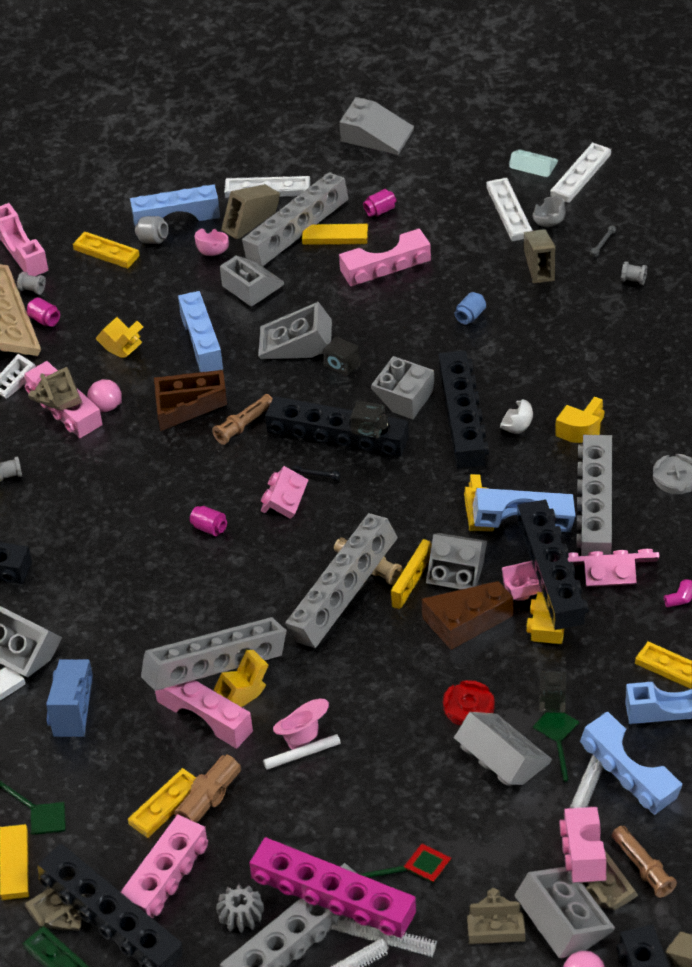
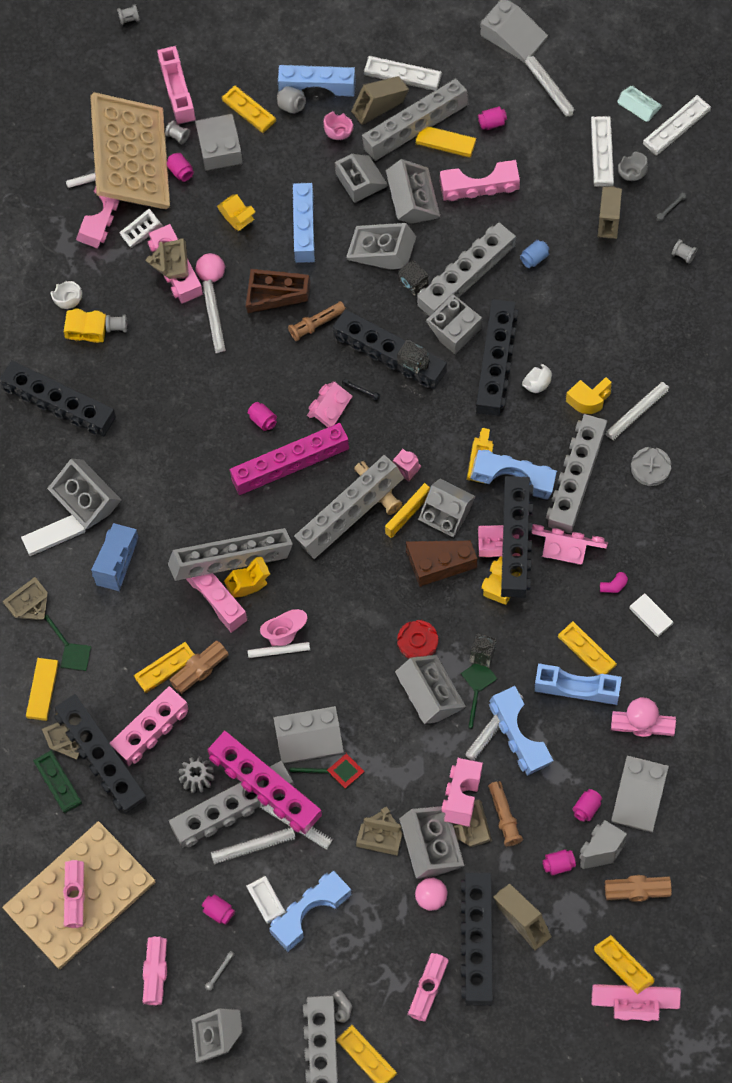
camera: 15 degrees right, 20 degrees up
(82, 284) = (219, 142): none -> light grey slope
(122, 441) = (213, 316): none -> white axle
(253, 553) = (289, 458): none -> dark pink brick
(313, 281) = (412, 192): none -> light grey slope
(369, 830) = (308, 735): none -> light grey slope
(400, 335) = (477, 268): none -> light grey brick
(400, 525) = (409, 462): none -> bright pink brick
(431, 166) = (550, 86): none -> white axle
(640, 426) = (637, 410): none -> white axle

